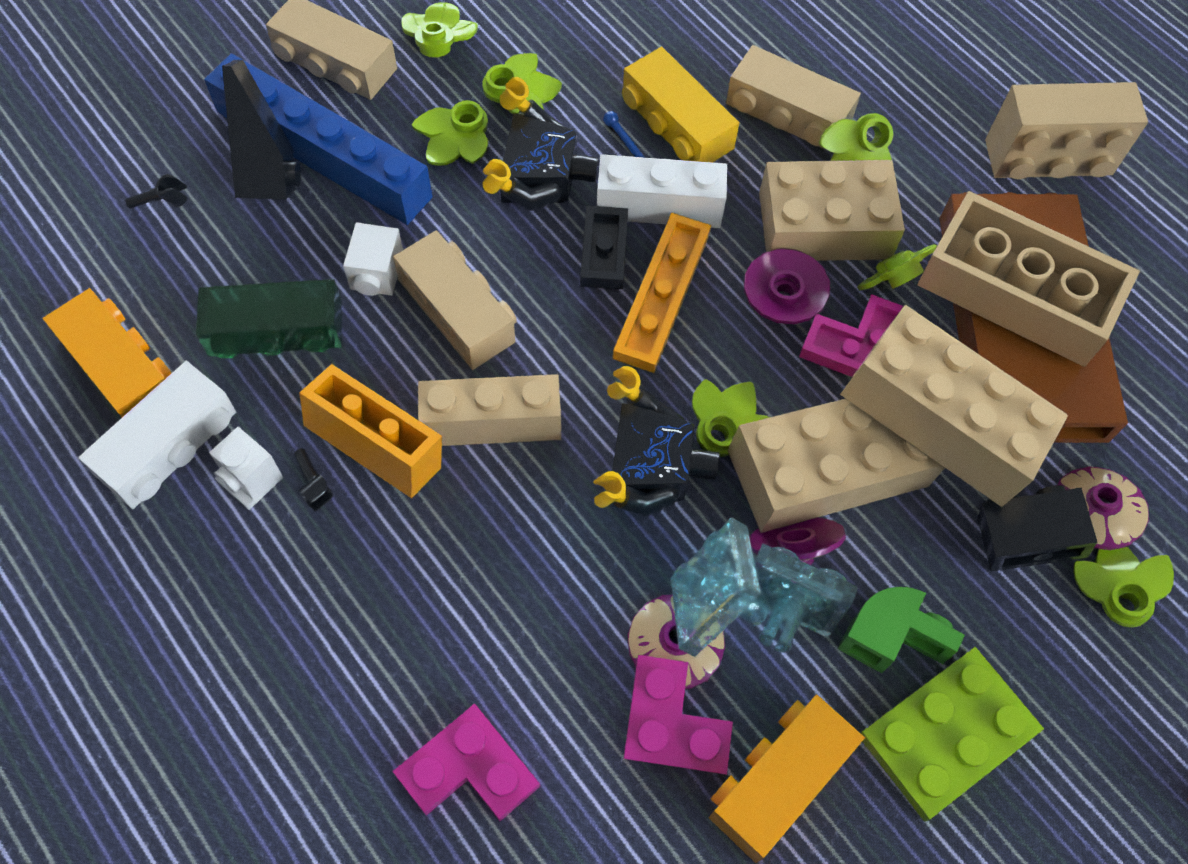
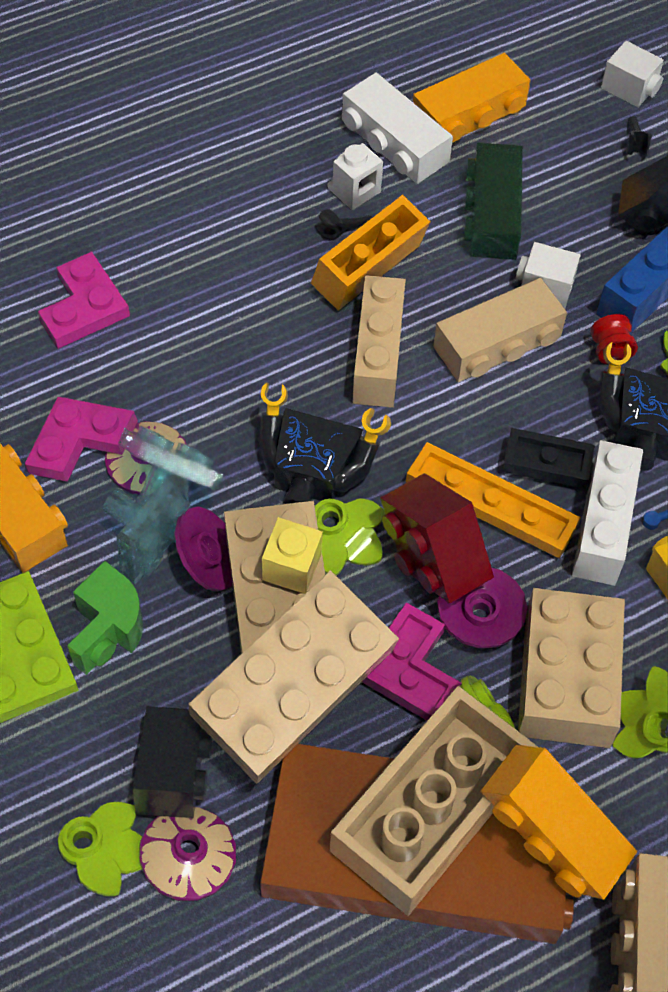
camera: 100 degrees right, 5 degrees down
(65, 197) = (633, 74): none -> white brick
(451, 198) = (614, 329): none -> red wheel
(747, 313) = (436, 537): none -> dark red brick
(833, 418) = (292, 555): none -> light yellow brick
(1025, 179) = (558, 822): none -> light orange brick

